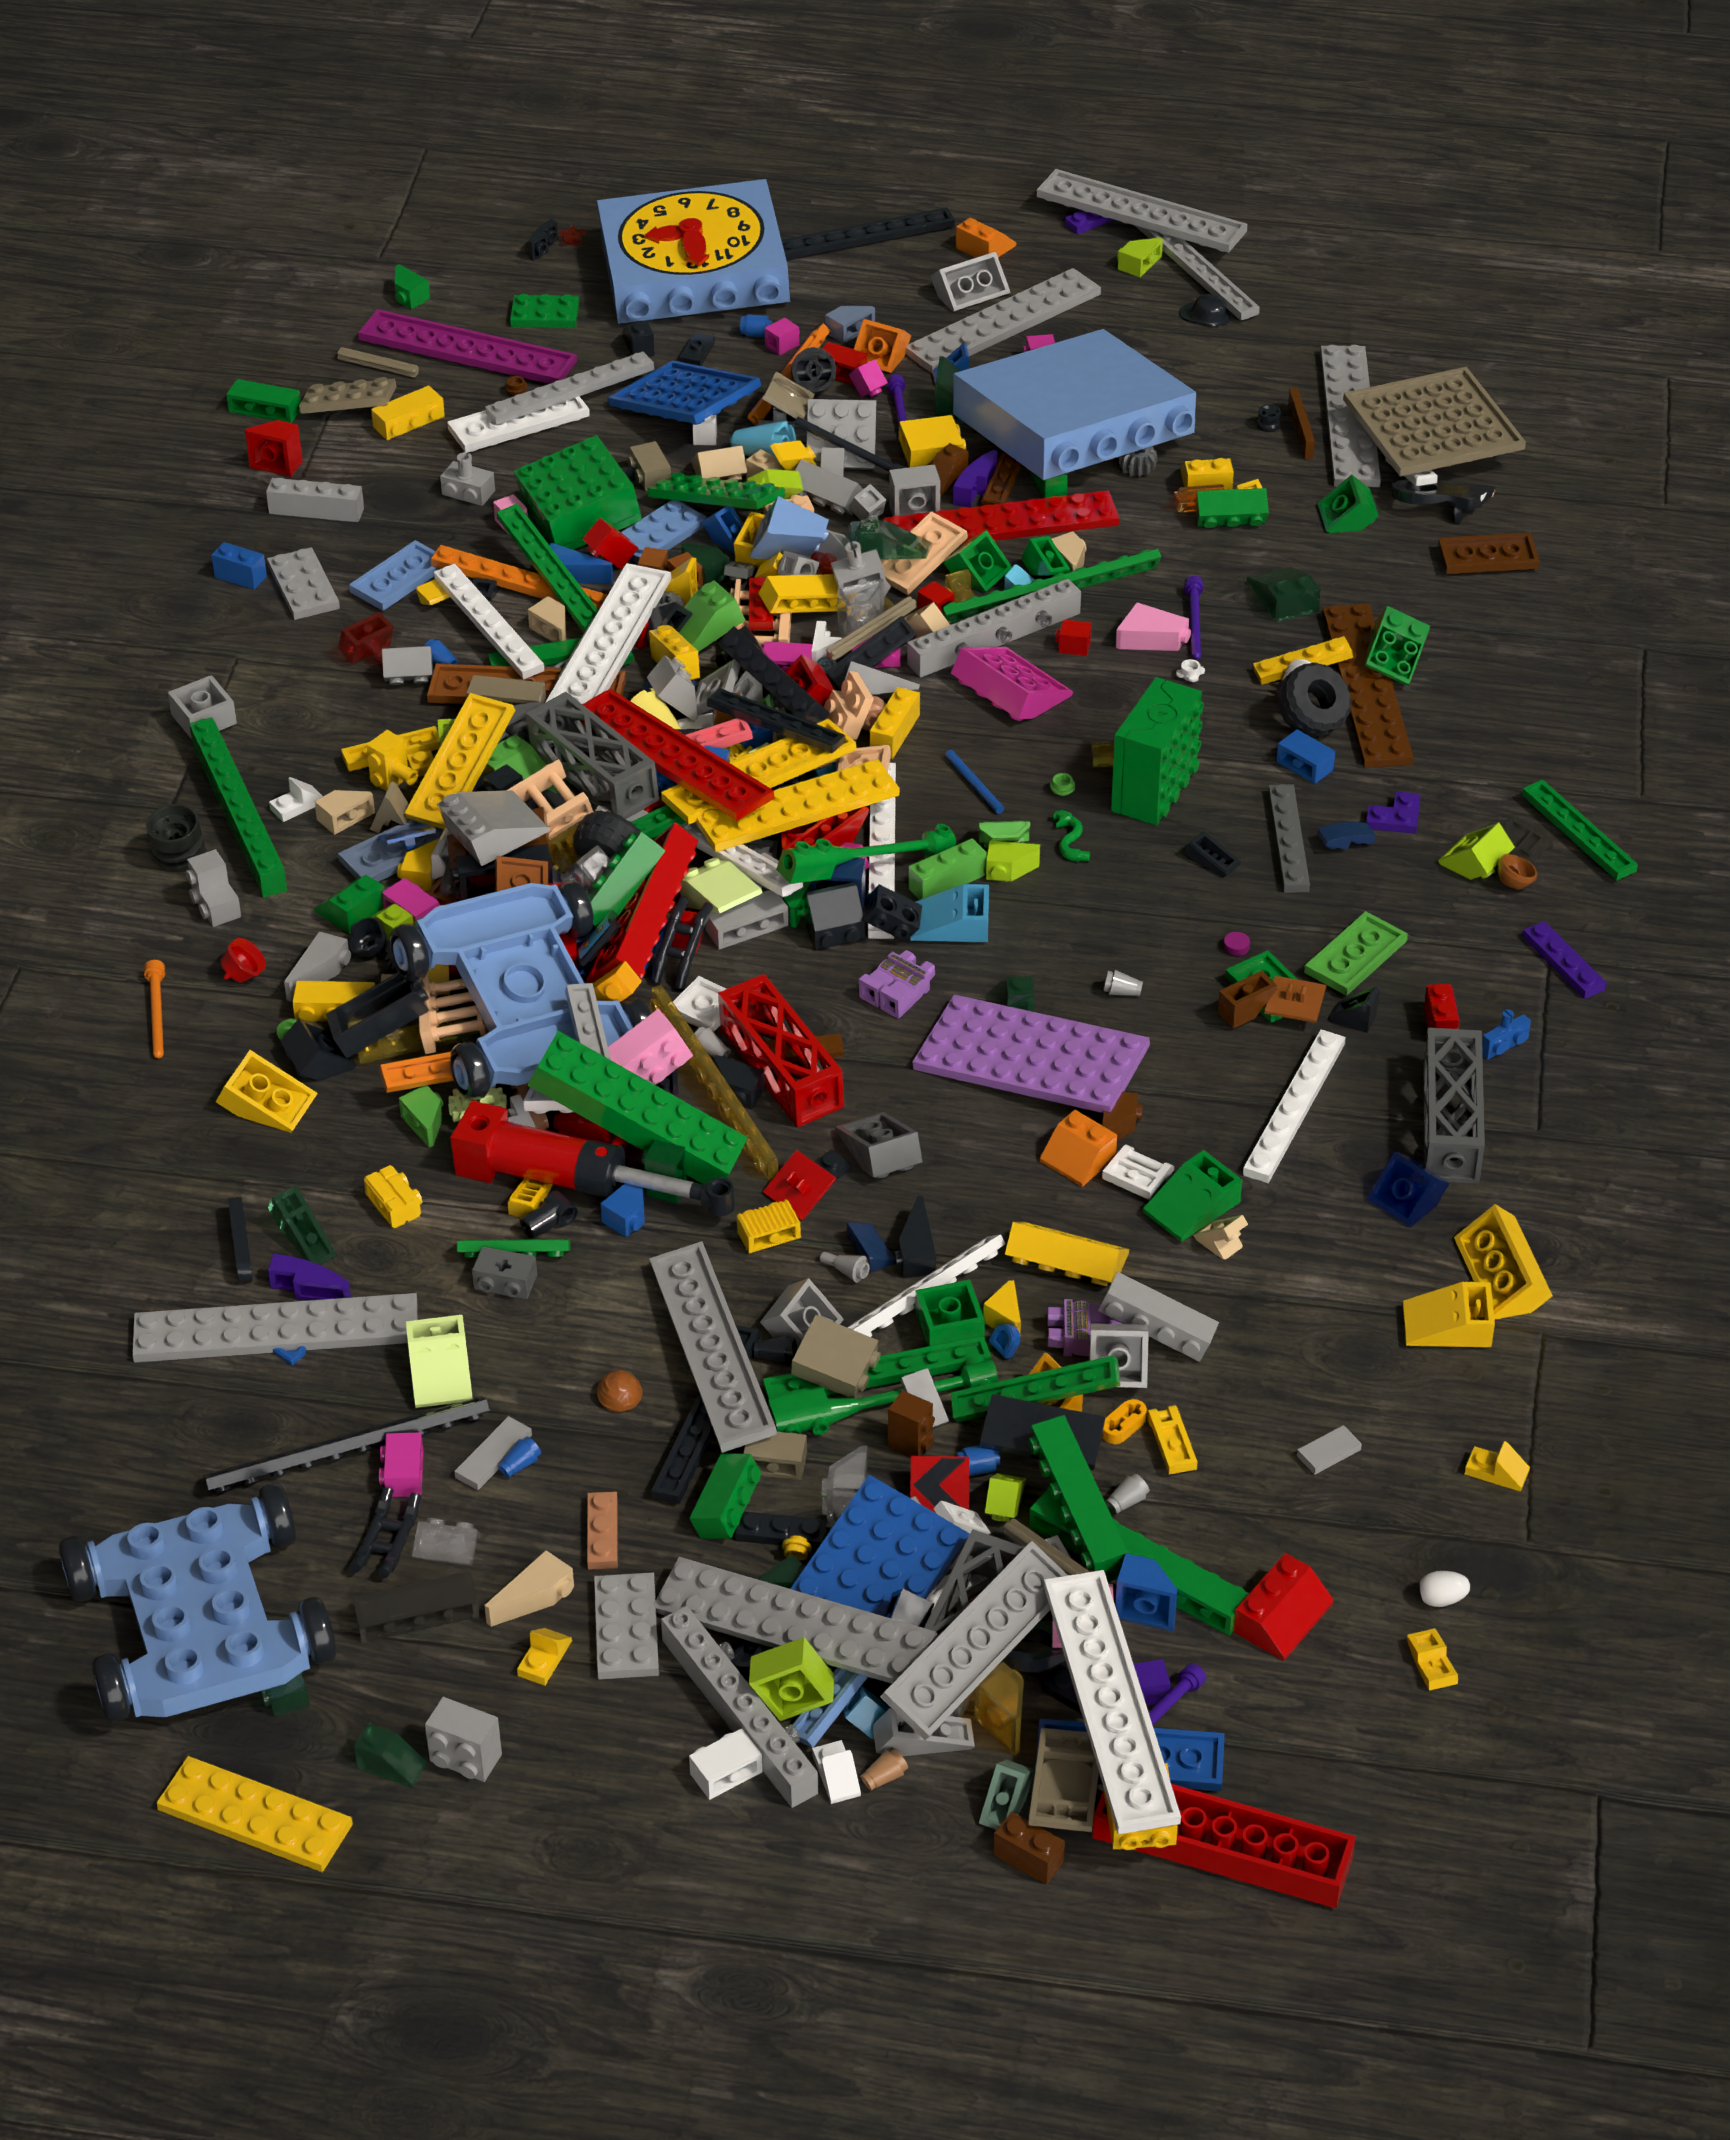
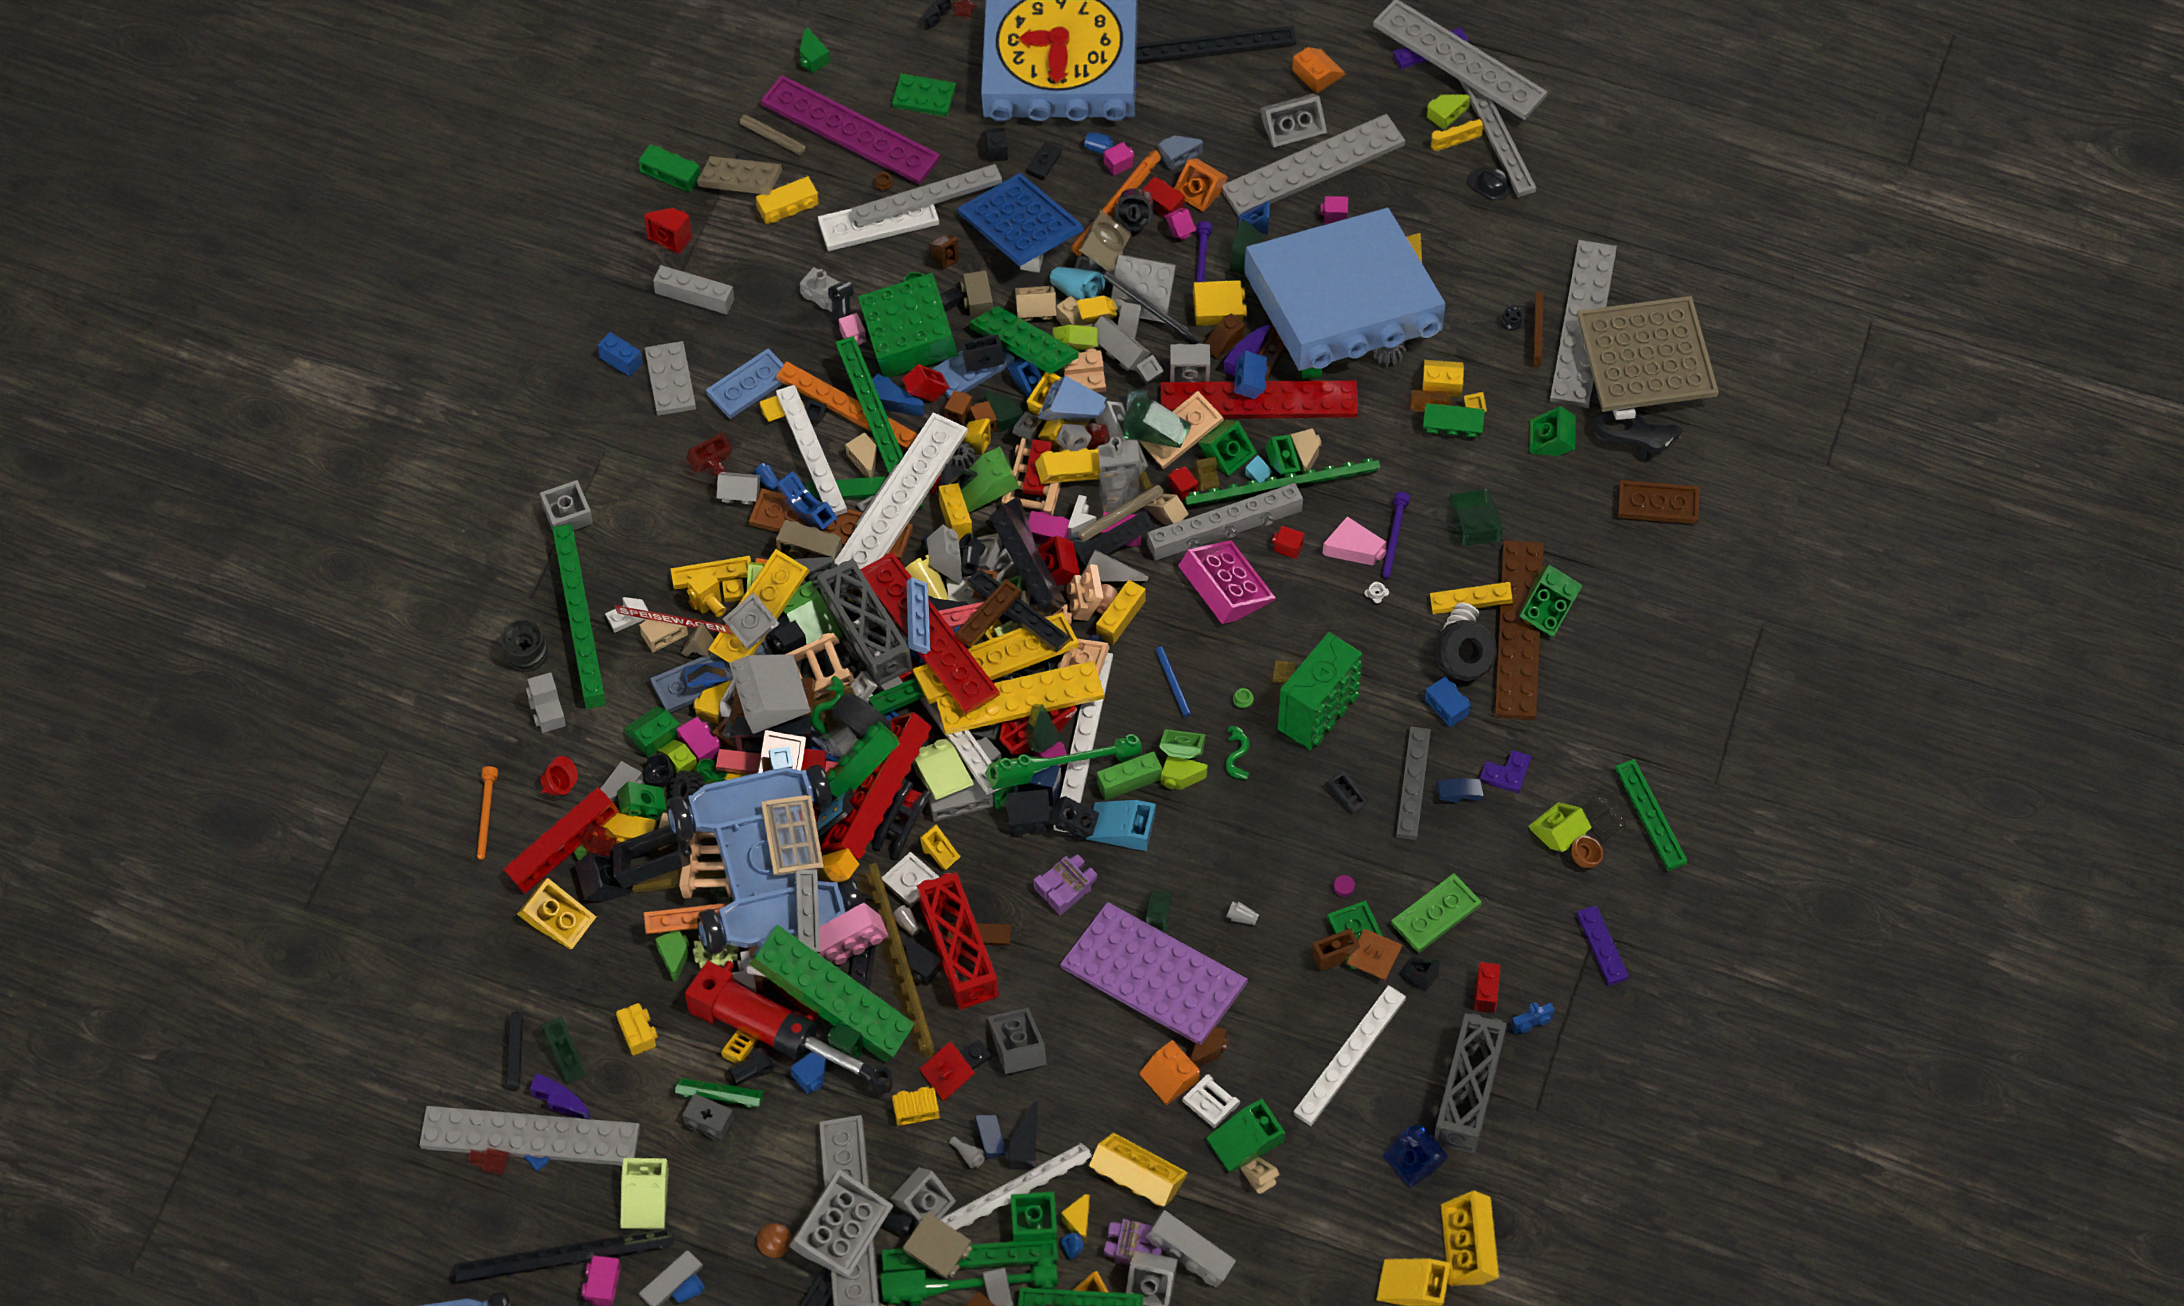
camera: 10 degrees right, 15 degrees up
(231, 1357) = (491, 1161): none -> clear red plate
(259, 1015) = (560, 840): none -> red brick
(306, 1006) = (598, 839): none -> clear red brick
(351, 963) = (641, 800): none -> green brick
(354, 785) = (671, 619): none -> red sticker
(453, 768) = (751, 621): none -> light grey plate
(488, 662) = (810, 510): none -> blue arch
(492, 479) = (840, 295): none -> black piece
(522, 874) = (780, 758): none -> panel
(552, 950) = (792, 834): none -> clear piece
(574, 811) = (838, 687): none -> green animal
(606, 428) = (944, 251): none -> reddish brown slope
(657, 734) = (918, 615): none -> medium blue plate
(660, 505) = (982, 353): none -> black brick
(704, 681) = (972, 551): none -> black piece
(705, 1348) = (841, 1224): none -> light grey slope
(730, 962) = (939, 847): none -> yellow slope
(741, 723) = (988, 613): none -> reddish brown tile
(833, 823) = (1041, 730): none -> clear green slope
(988, 491) = (1250, 375): none -> blue brick
(1157, 275) = (1456, 135): none -> yellow plate

